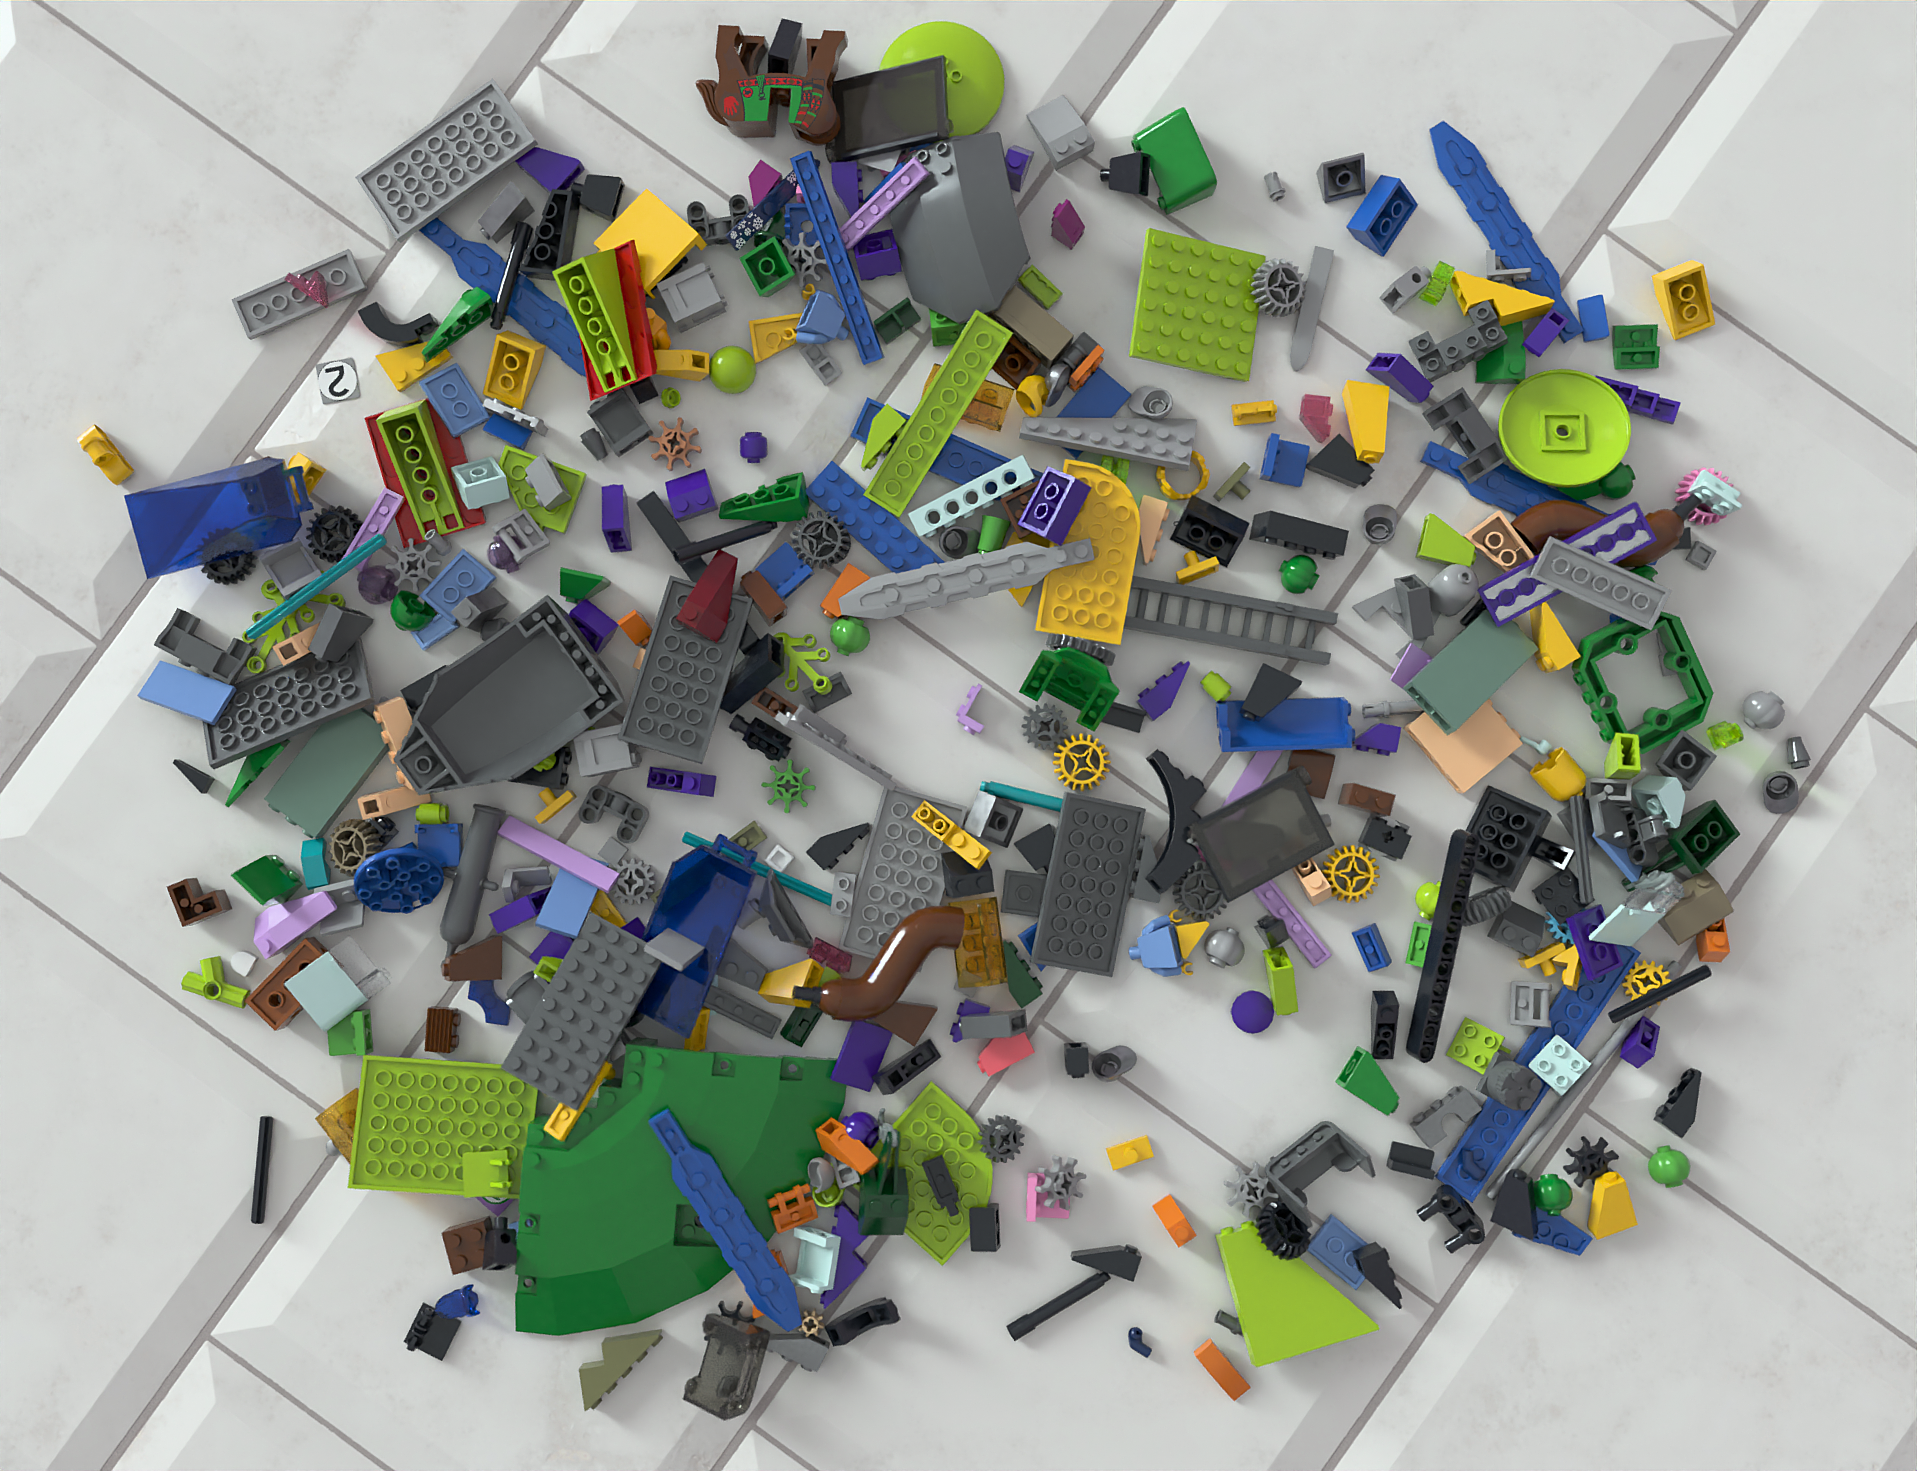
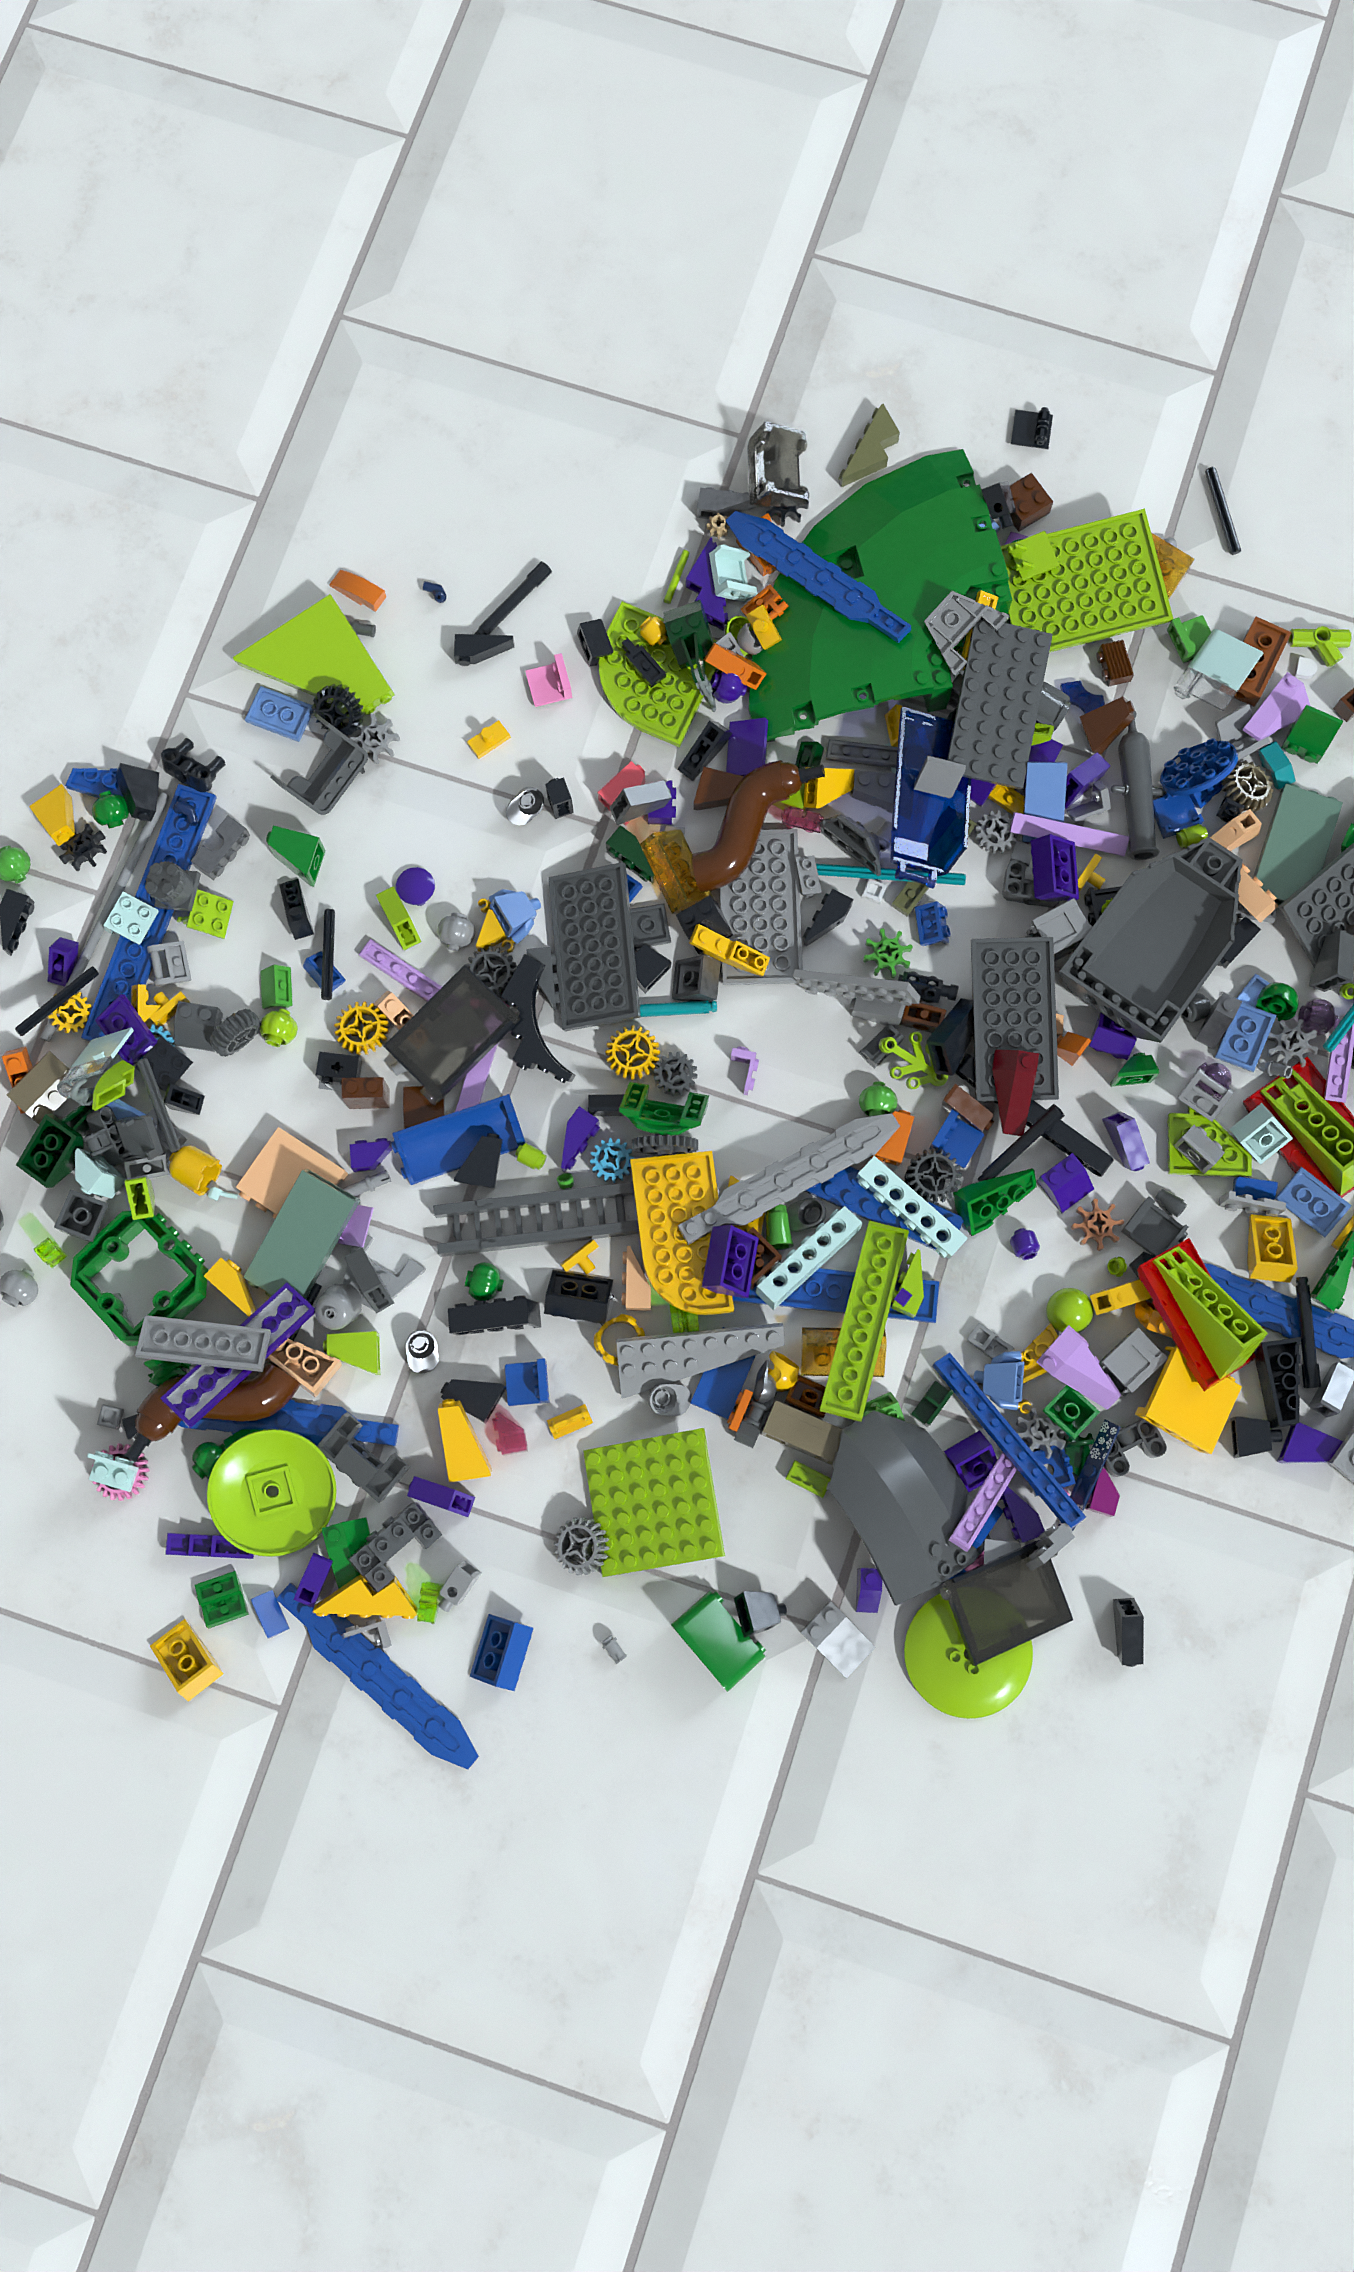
camera: 160 degrees right, 10 degrees down
(458, 1303) = (1018, 456): clear blue piece -> none
(588, 816) = (1054, 868): none -> dark purple slope
(600, 1113) = (954, 620): none -> light grey wing
(681, 781) = (983, 927): dark purple slope -> none
(732, 803) = (932, 923): none -> blue bracket
(750, 100) = (1140, 1566): reddish brown animal -> none
(750, 310) = (1075, 1365): none -> lavender wedge
(801, 1183) = (763, 627): none -> yellow tile
(822, 468) = (875, 1169): none -> light aqua brick
(828, 144) = (1051, 1542): none -> light grey plate
(861, 1319) = (677, 539): black arch -> none
(873, 1278) = (676, 576): none -> lime bar
(893, 424) = (903, 1297): none -> dark purple window
(920, 1217) = (653, 631): none -> yellow head
(1009, 1134) = (604, 707): dark grey gear -> none
(1060, 1182) = (541, 693): light grey gear -> none
(1067, 225) = (801, 1541): magenta slope -> none
(1145, 655) = (605, 1164): none -> medium azure gear
(1174, 1220) = (433, 694): orange slope -> none
(1192, 651) = (565, 1181): none -> bright green hinge
(1234, 484) = (568, 1346): olive tile -> none
(1272, 931) = (419, 955): black slope -> none
(1310, 307) = (544, 1541): light grey piece -> none
(1342, 177) = (550, 1676): flat silver slope -> none
(1364, 963) = (328, 954): none -> black axle
(1374, 1266) = (248, 701): black slope -> none
(1411, 1160) = (241, 803): black panel -> none
(1442, 945) = (262, 987): black beam -> none
(1507, 835) = (232, 1099): black slope -> none
(1623, 885) = (113, 1084): none -> lime slope

